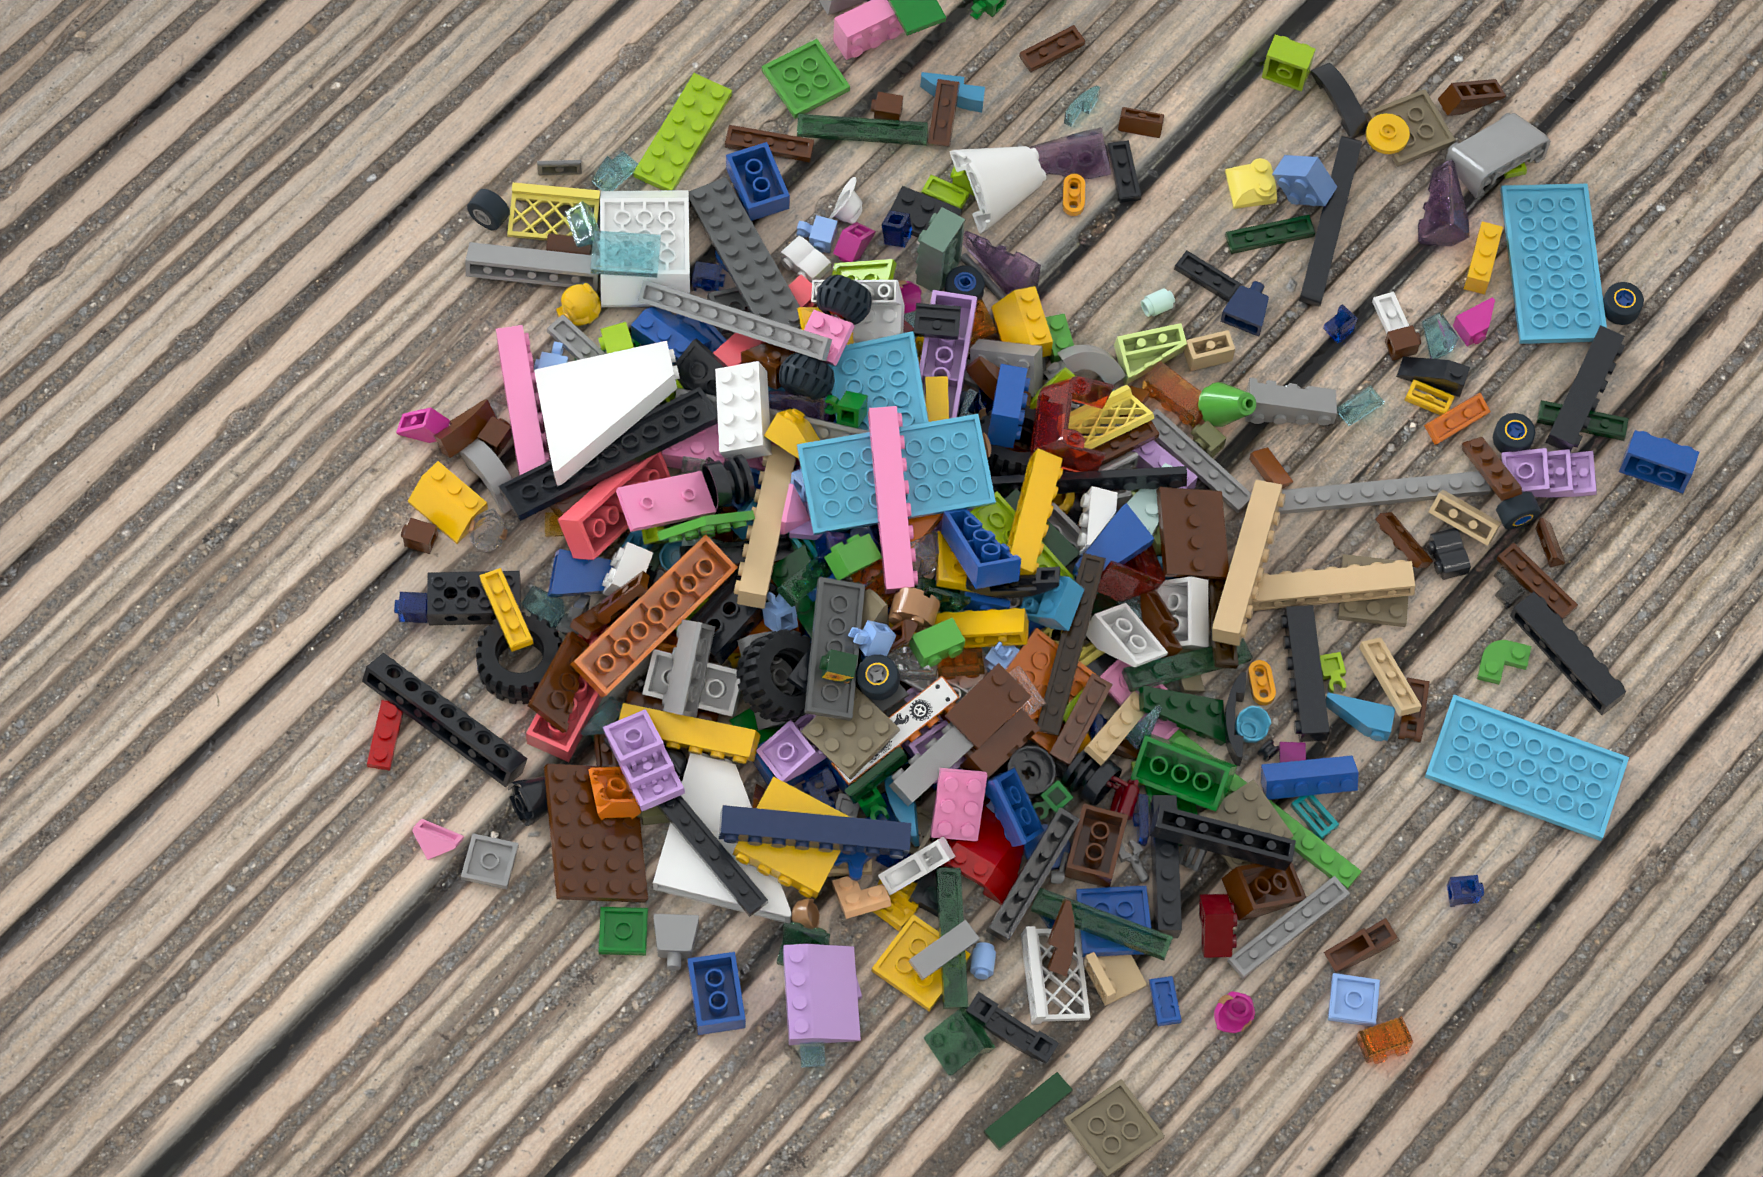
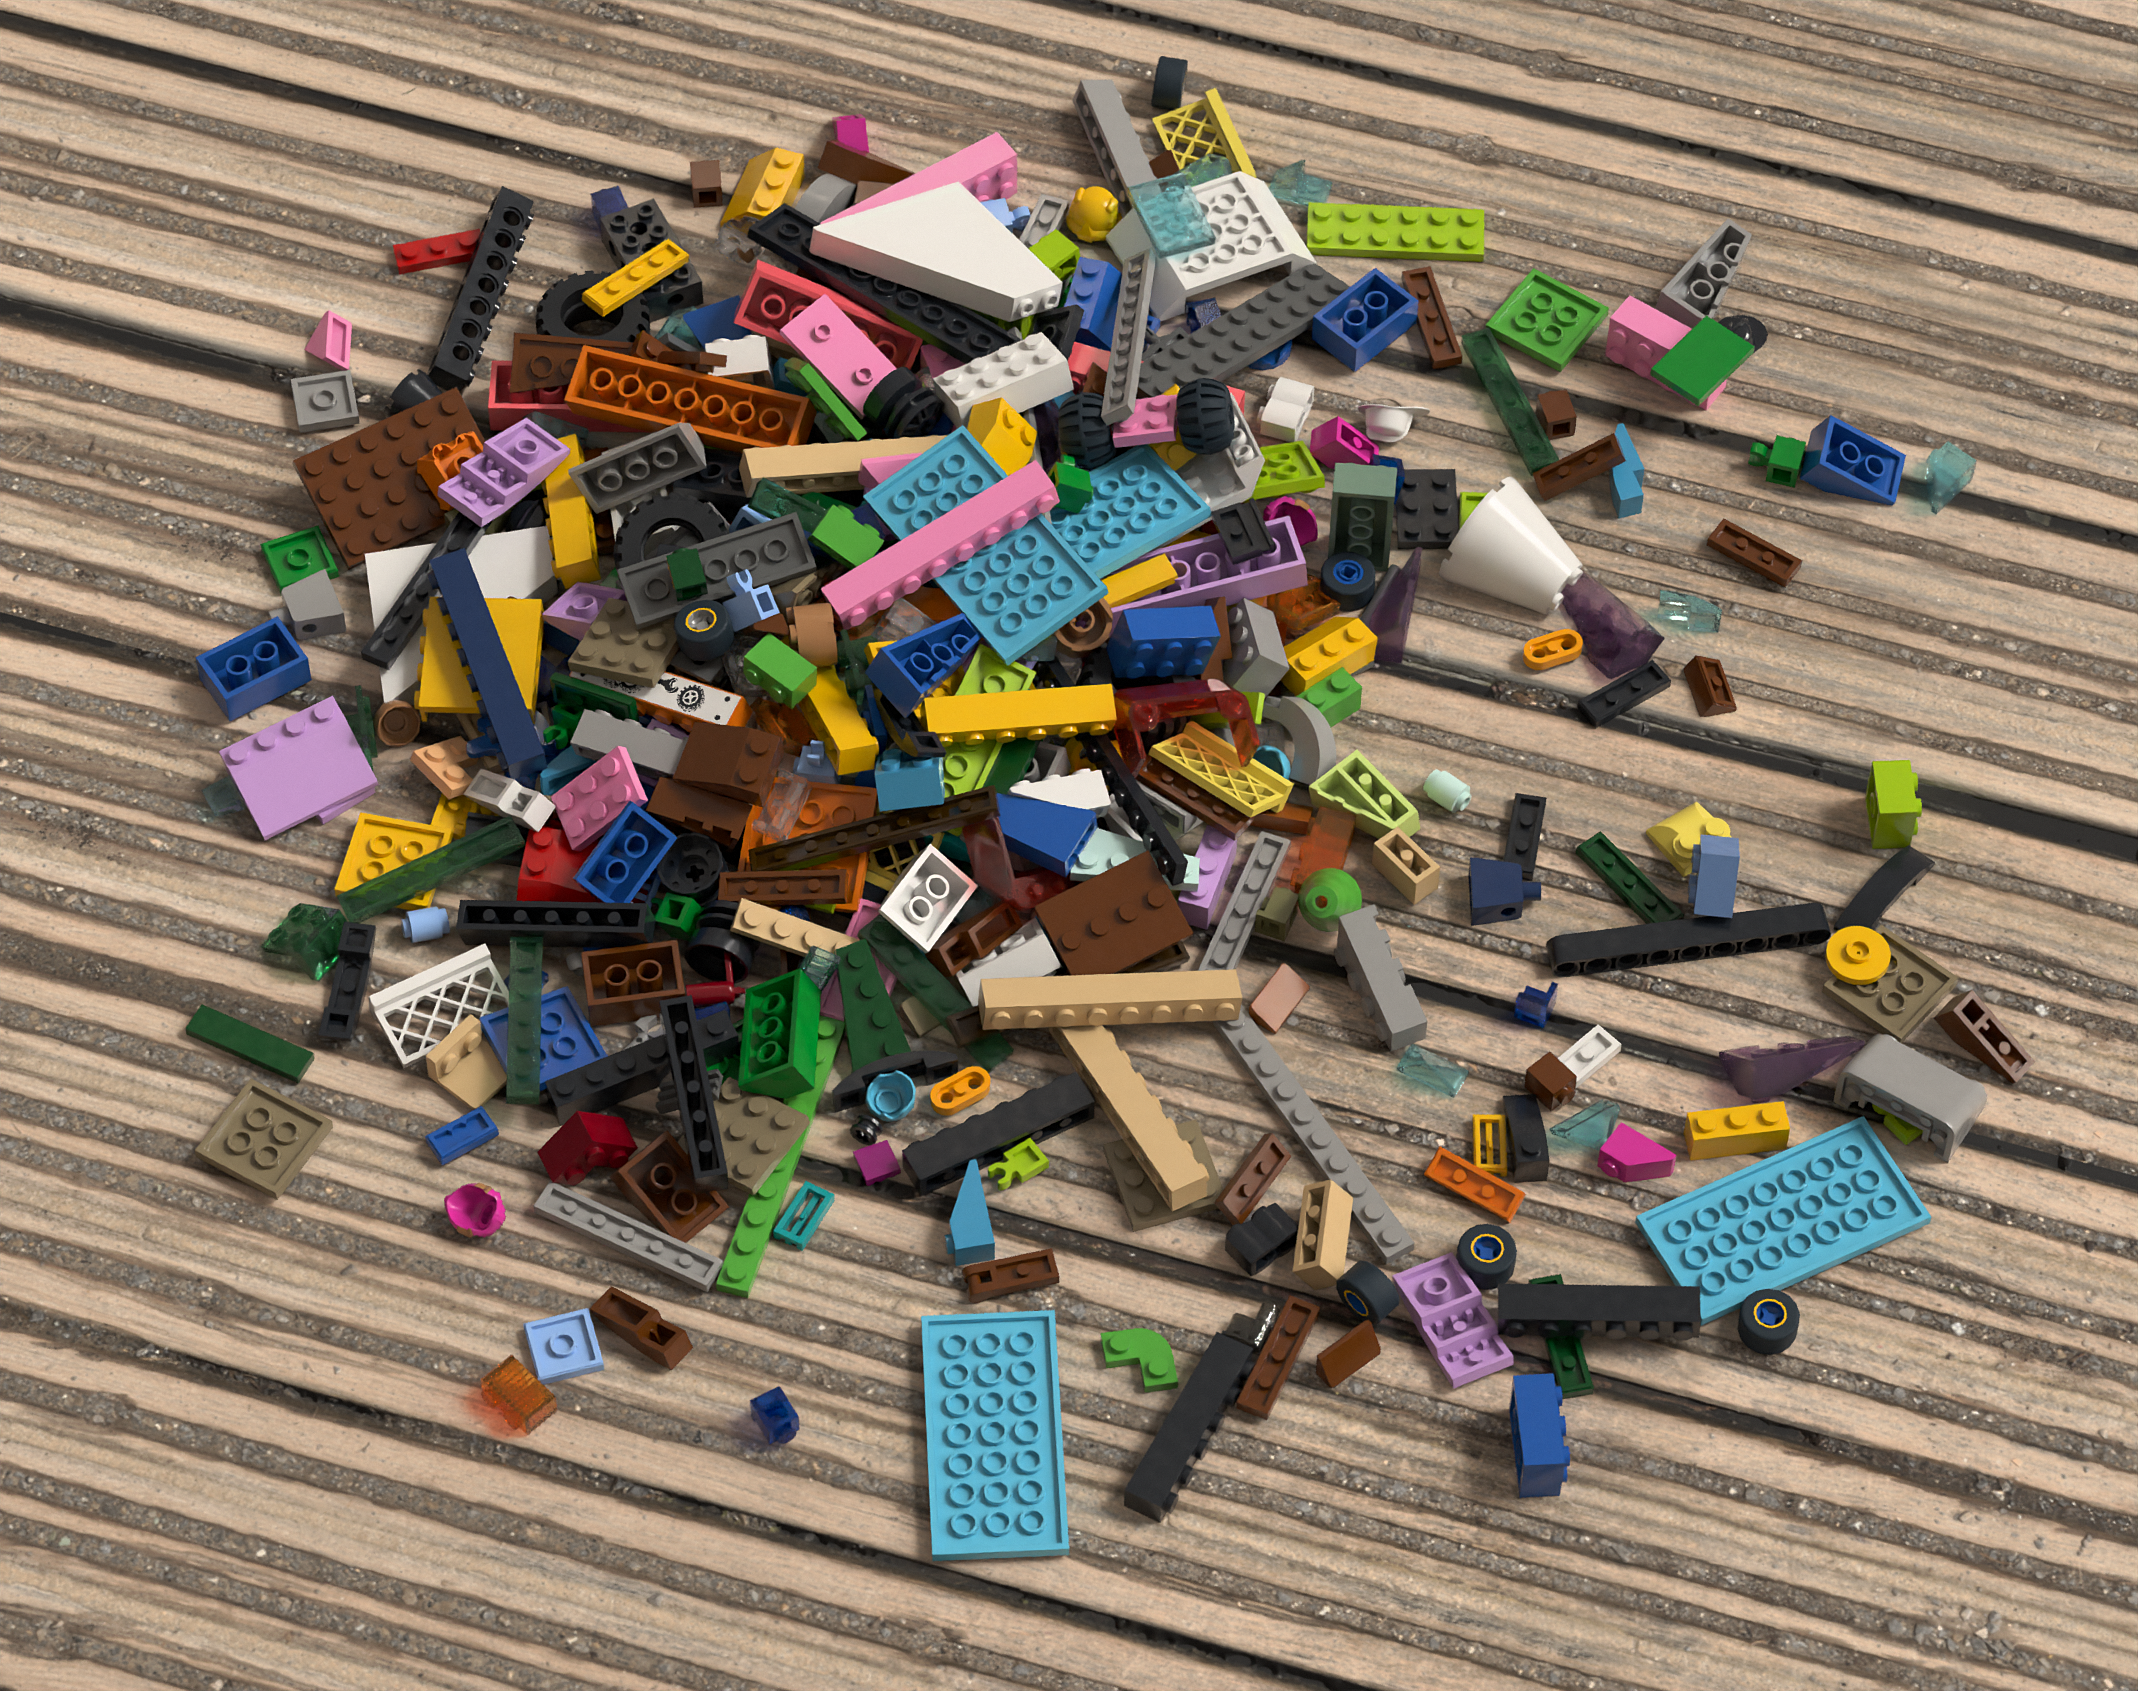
camera: 70 degrees right, 10 degrees down
(559, 167) = (1274, 132): flat silver slope -> none
(820, 234) = (1333, 404): light blue brick -> none
(943, 950) = (405, 861): light grey tile -> none
(1062, 938) = (479, 979): reddish brown slope -> none
(1309, 777) = (847, 1183): blue brick -> none
(1390, 676) = (1038, 1225): tan plate -> none
(1491, 468) = (1410, 1237): reddish brown plate -> none

